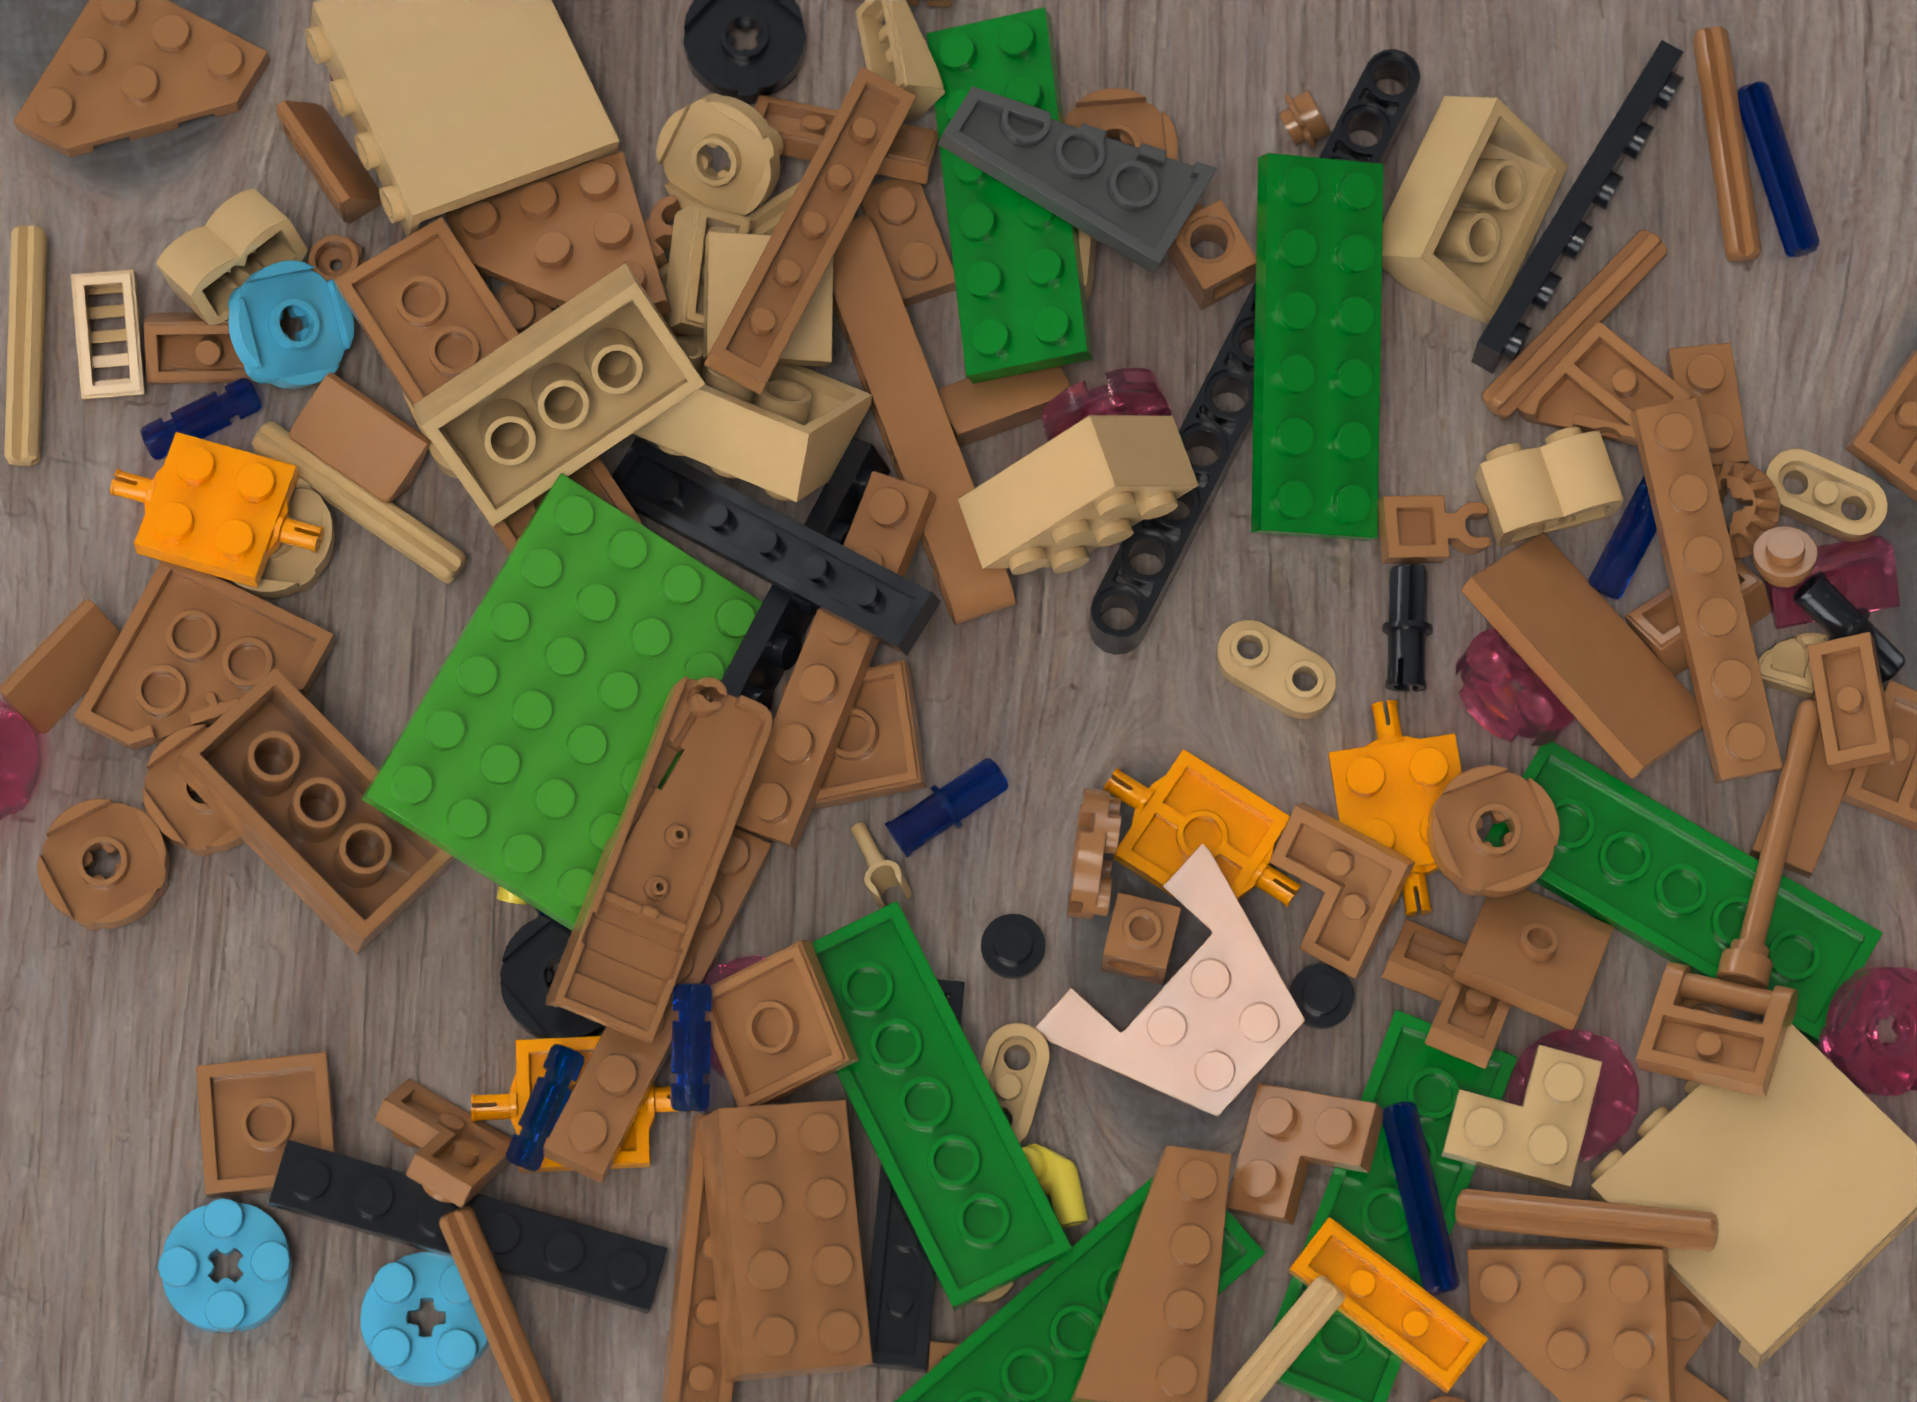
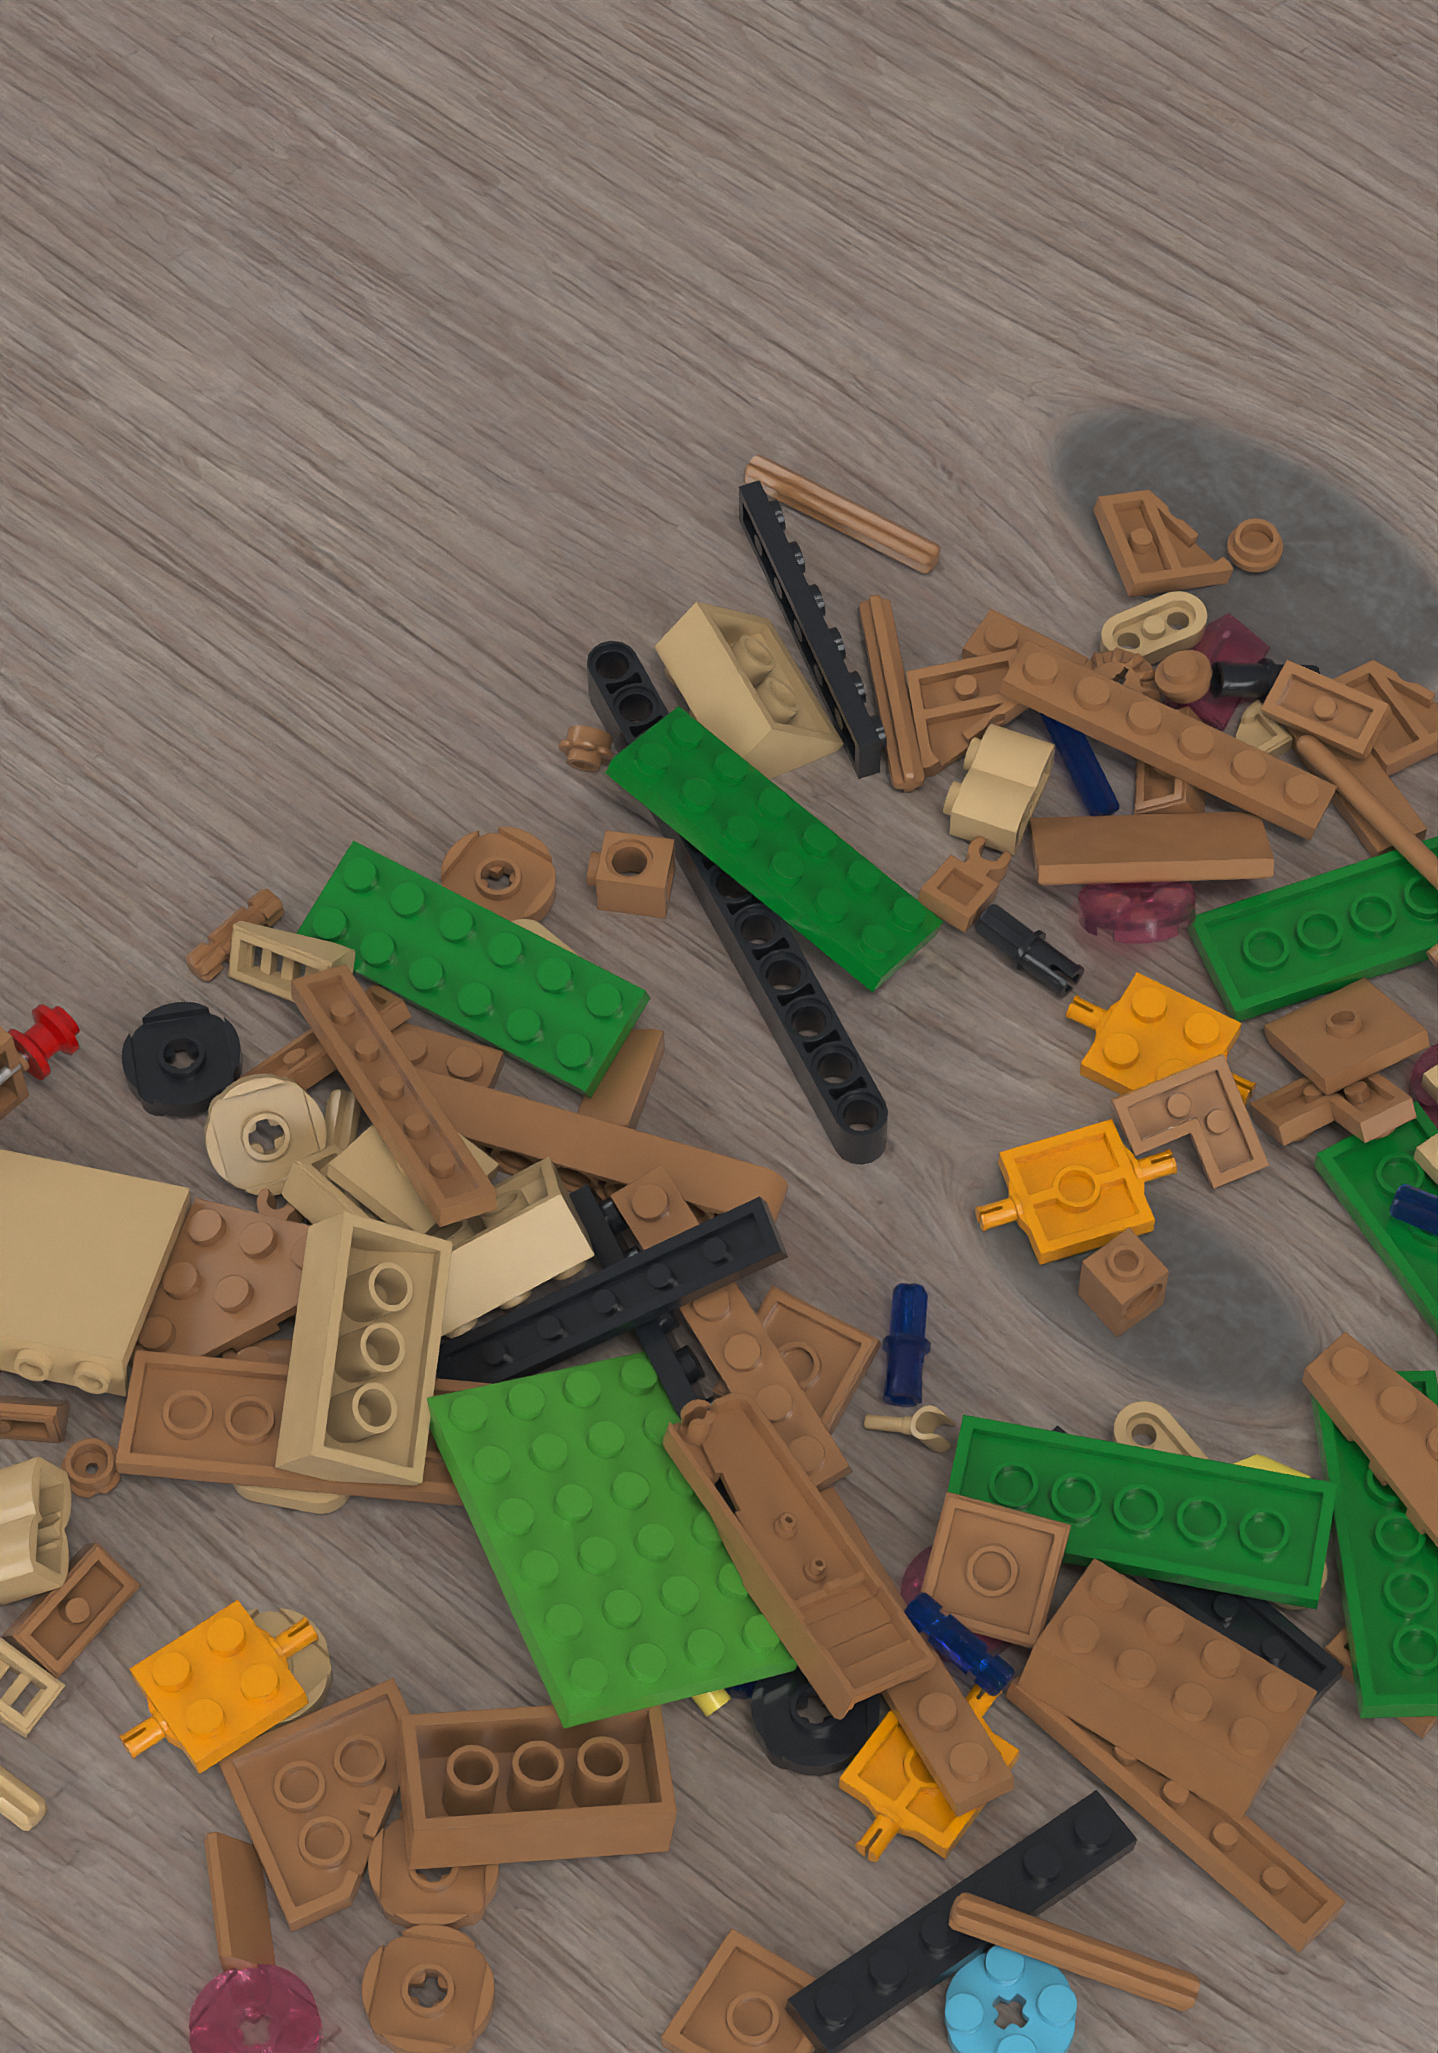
camera: 50 degrees left, 15 degrees down
(202, 416) = (124, 1651): clear blue axle -> none
(257, 332) = (124, 1555): medium azure plate -> none
(360, 439) = (251, 1546): medium nougat slope -> none
(379, 518) = (308, 1584): tan axle -> none
(454, 1154) = (906, 1882): medium nougat plate -> none
(544, 1107) = (917, 1788): clear blue axle -> none
(1013, 946) = (1053, 1377): black plate -> none
(1078, 493) = (758, 1062): tan brick -> none
(1095, 834) = (1035, 1262): medium nougat plate -> none
(1103, 187) = (529, 891): dark grey wing -> none
(1127, 393) = (698, 1022): clear pink plate -> none
(1209, 1022) = (1223, 1281): wing -> none
(1272, 672) = (987, 1056): tan plate -> none
(1289, 1133) = (1355, 1282): medium nougat plate -> none
(1322, 995) = (1262, 1200): black plate -> none
(1505, 797) = (1231, 1018): medium nougat plate -> none
(1777, 170) = (891, 498): clear blue axle -> none

